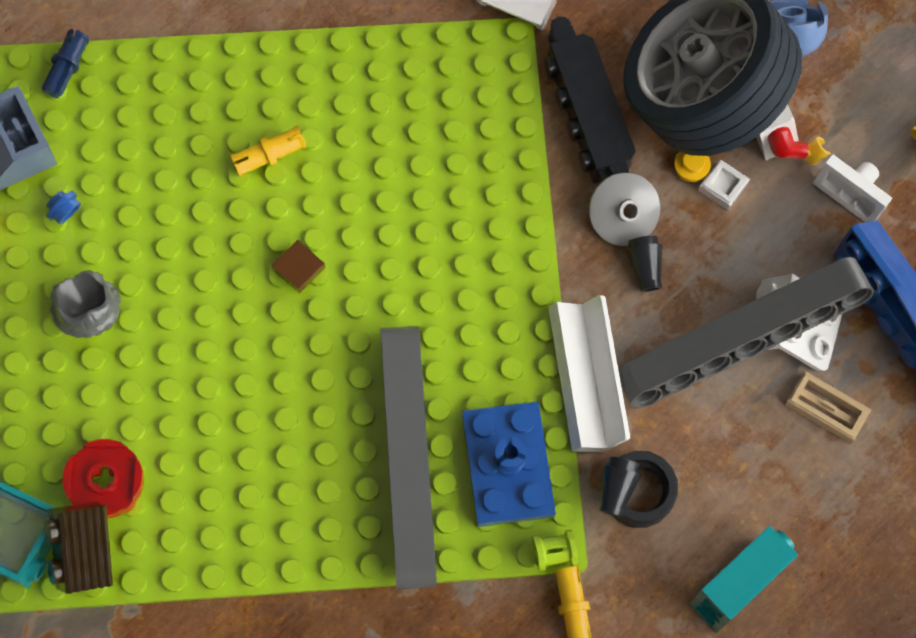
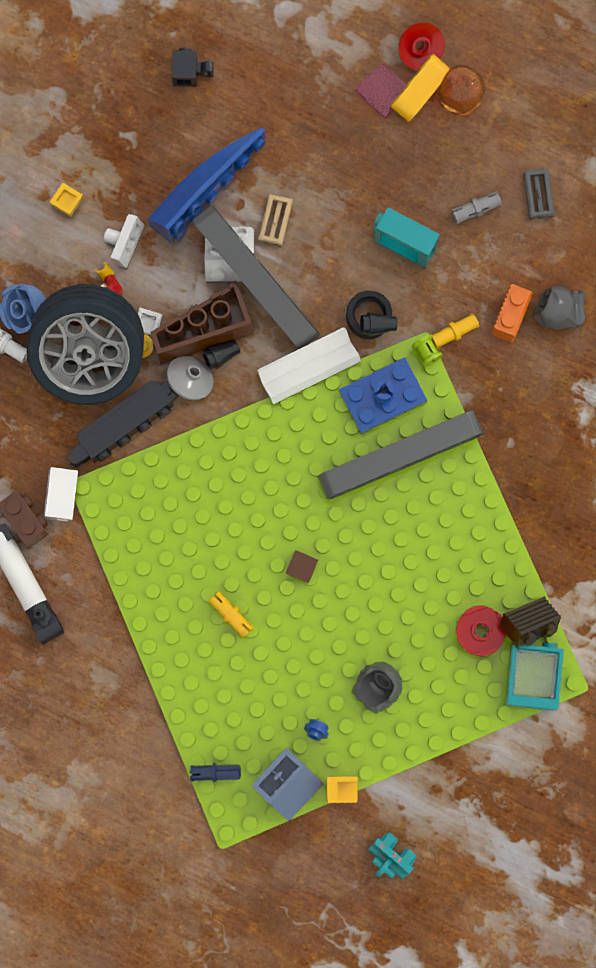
camera: 105 degrees left, 10 degrees up
(696, 262) = (204, 325): none -> reddish brown wedge

